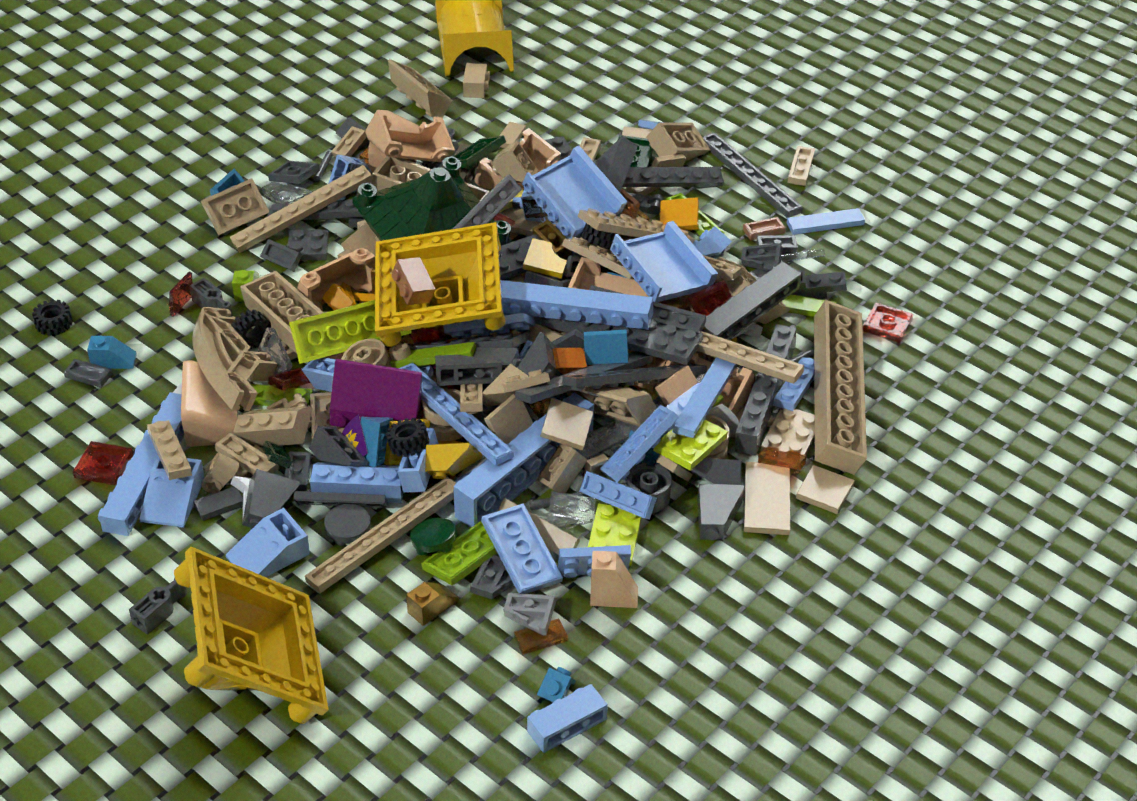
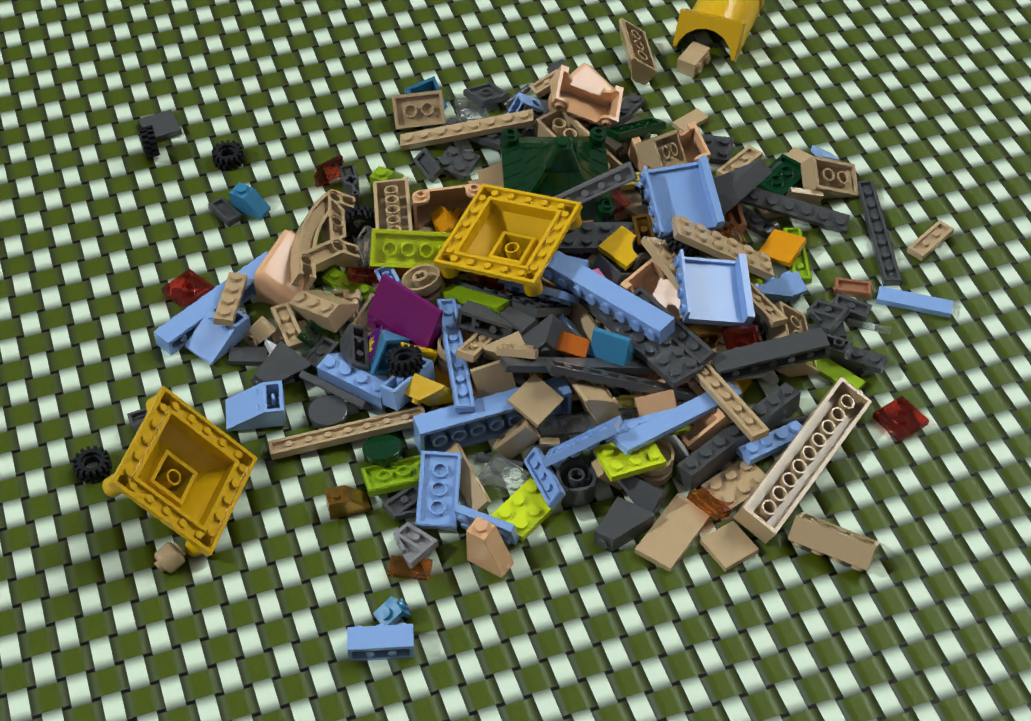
camera: 30 degrees right, 5 degrees up
(116, 668) = (97, 472): none -> black tyre
(280, 734) = (169, 557): none -> tan head
(399, 351) = (452, 285): tan tile -> none
(413, 281) = (486, 229): brick -> none
(573, 339) = (586, 329): dark grey tile -> none
(914, 446) = (833, 541): none -> tan slope

